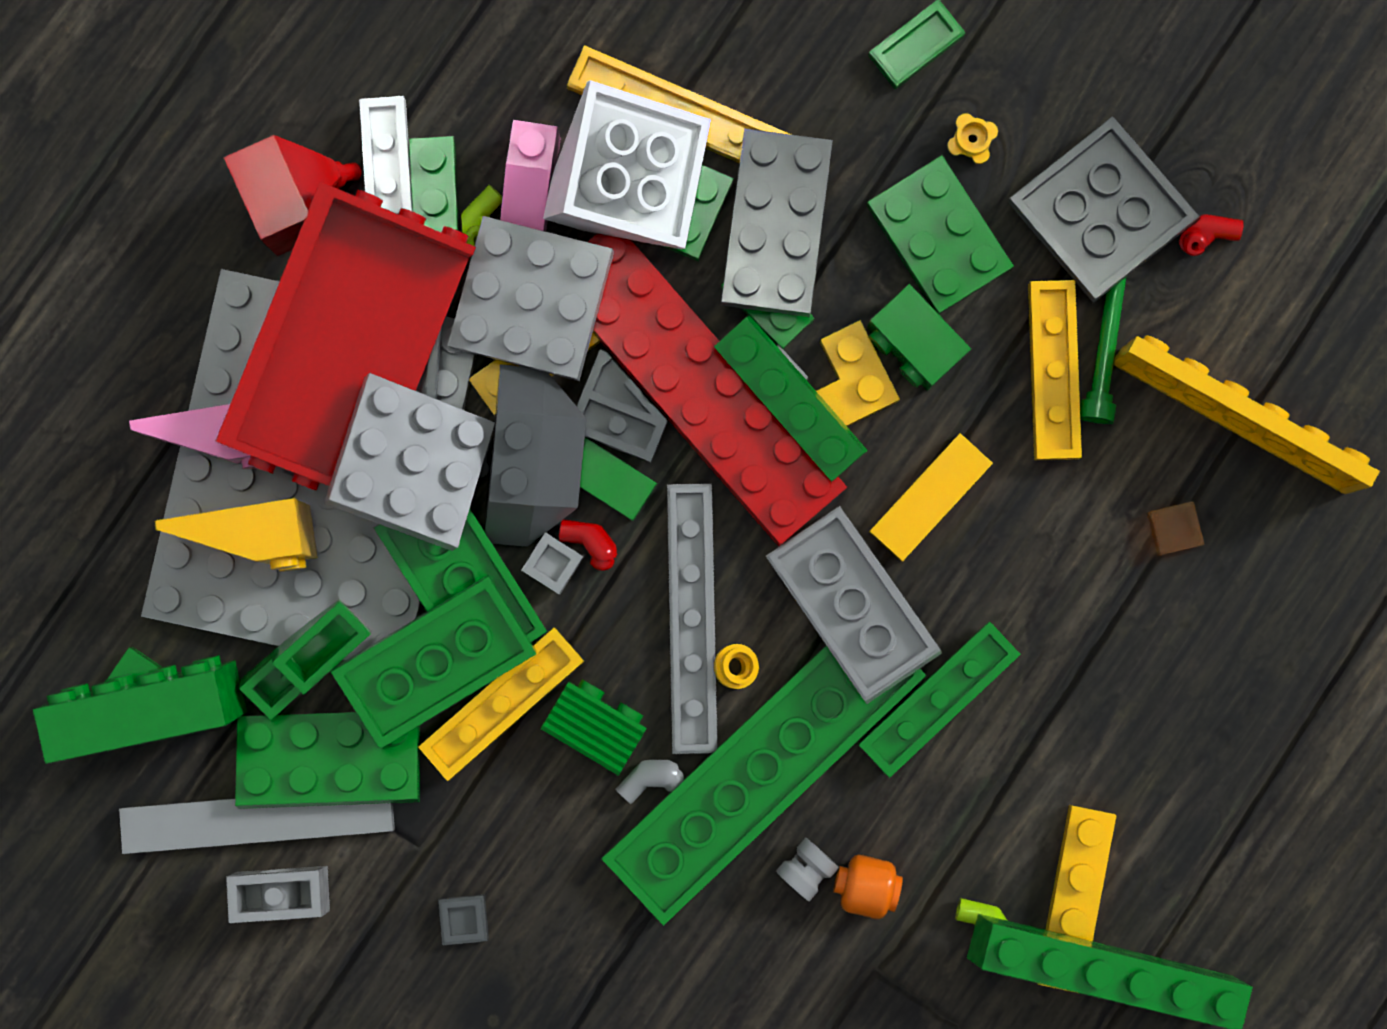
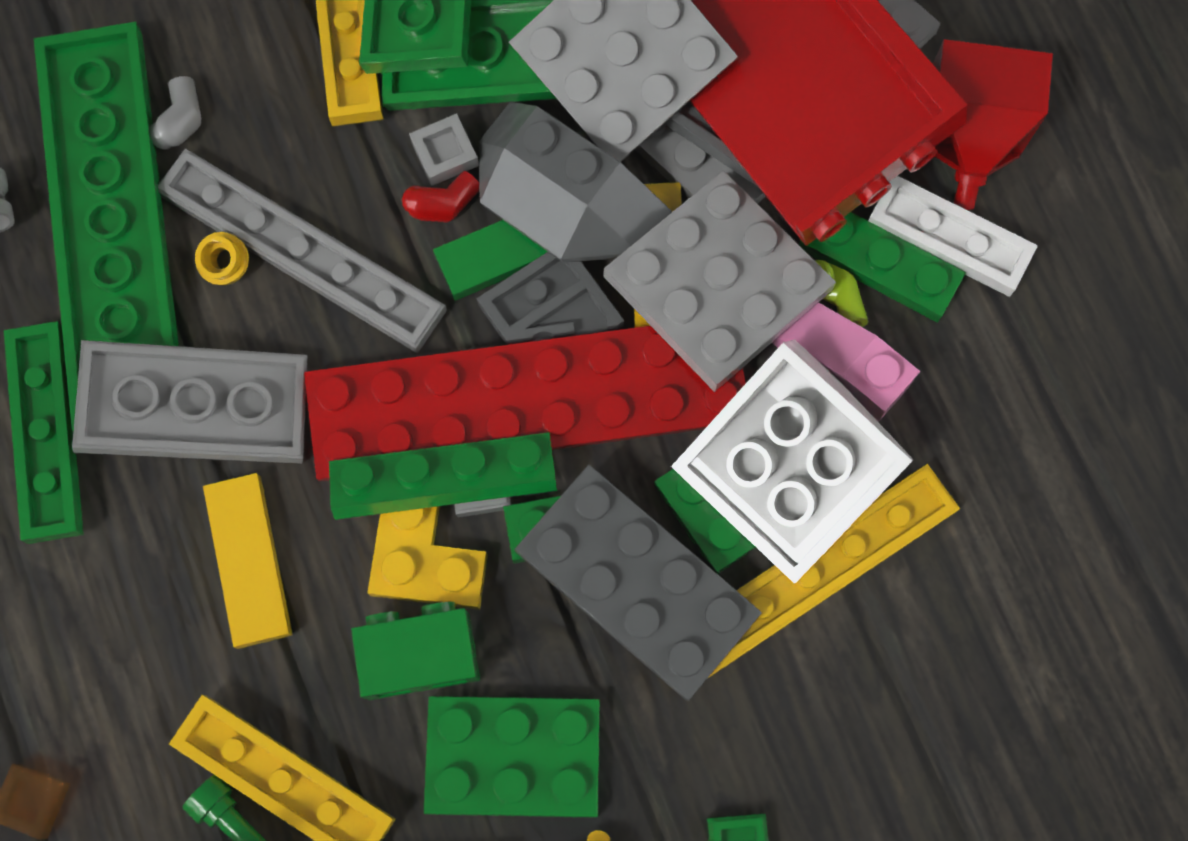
camera: 125 degrees right, 10 degrees down
(594, 726) = (260, 91): green brick -> none

